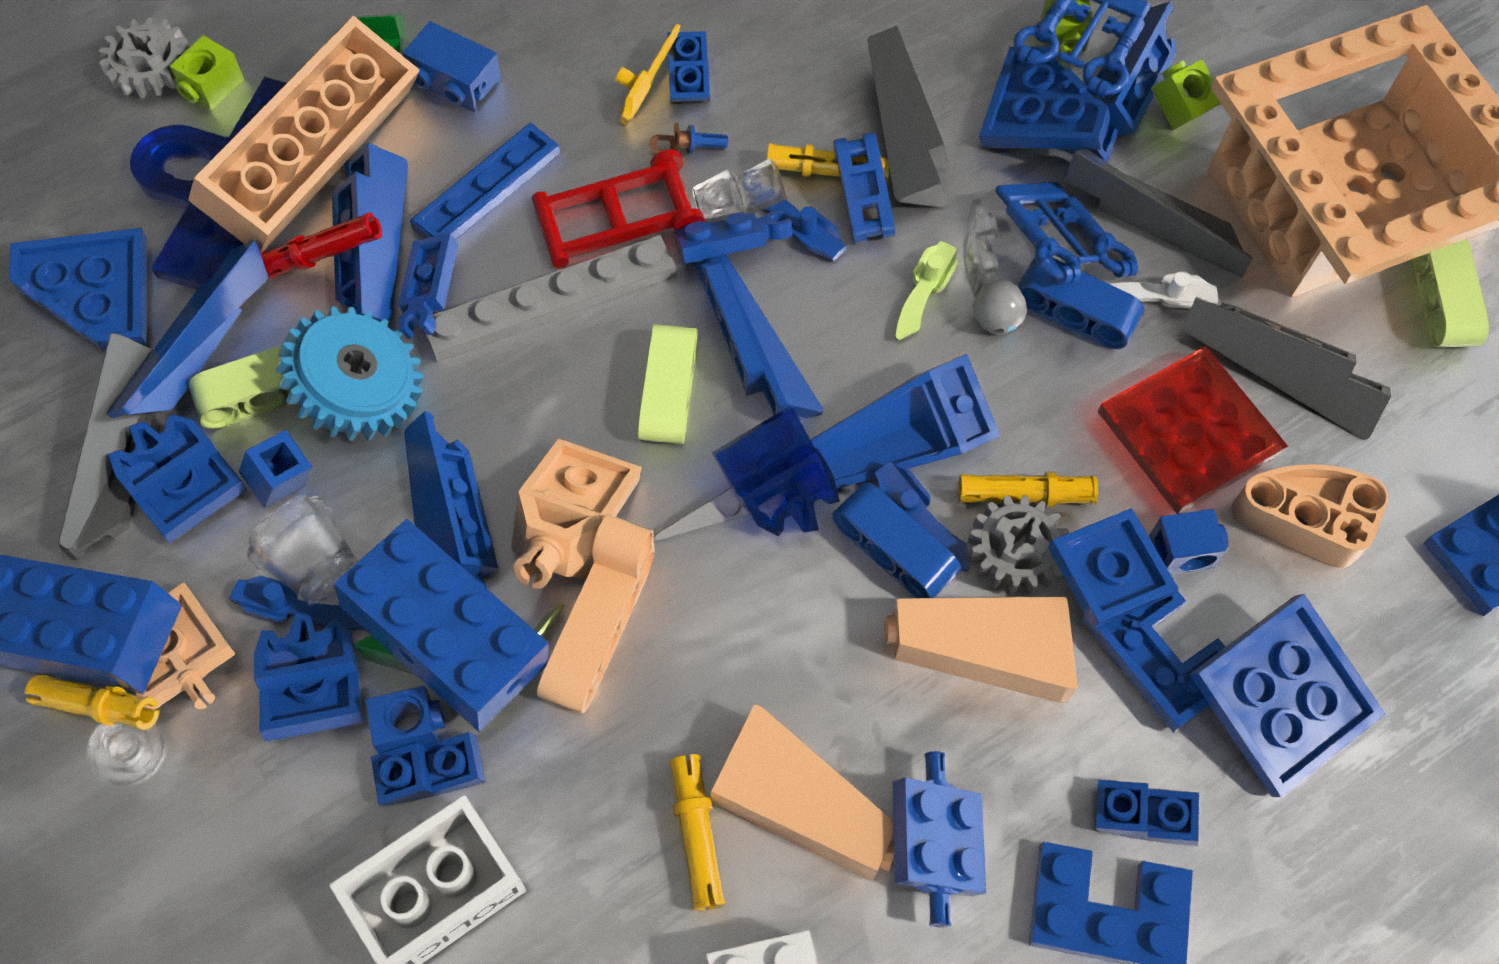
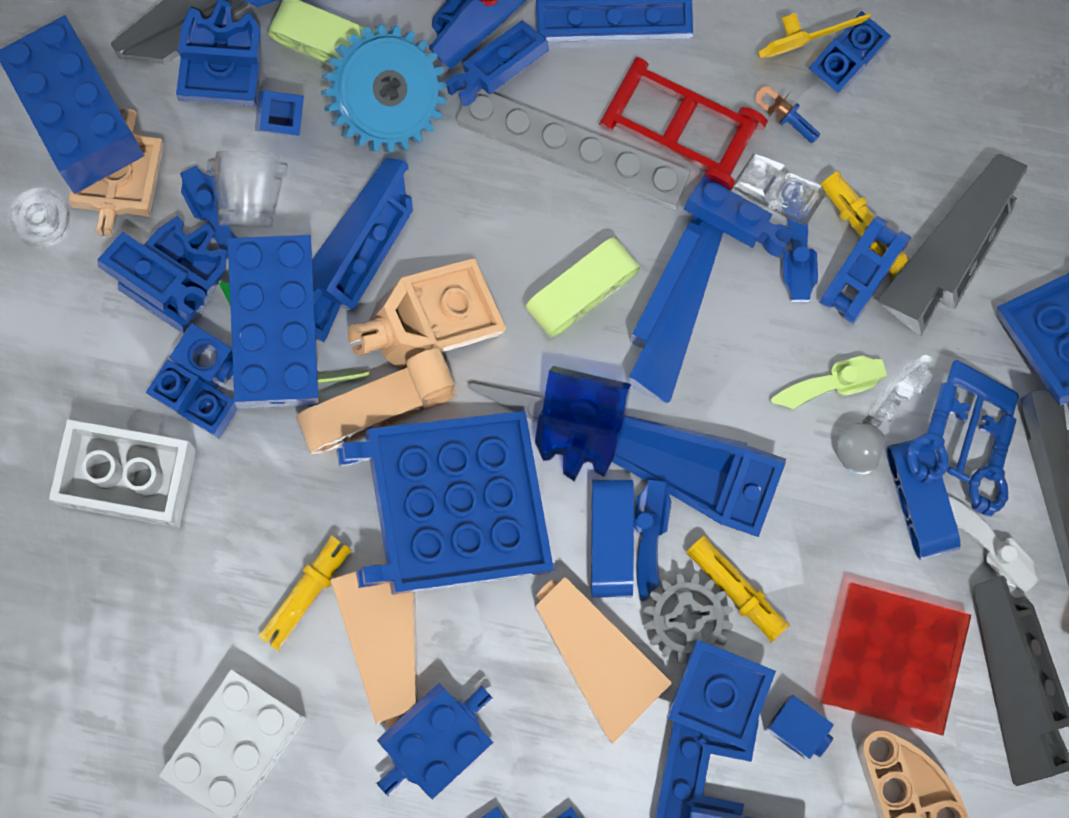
camera: 50 degrees right, 15 degrees up
(102, 704) = (47, 180): yellow pin -> none
(287, 694) = (150, 275): none -> blue plate
(745, 631) = (454, 502): none -> blue plate

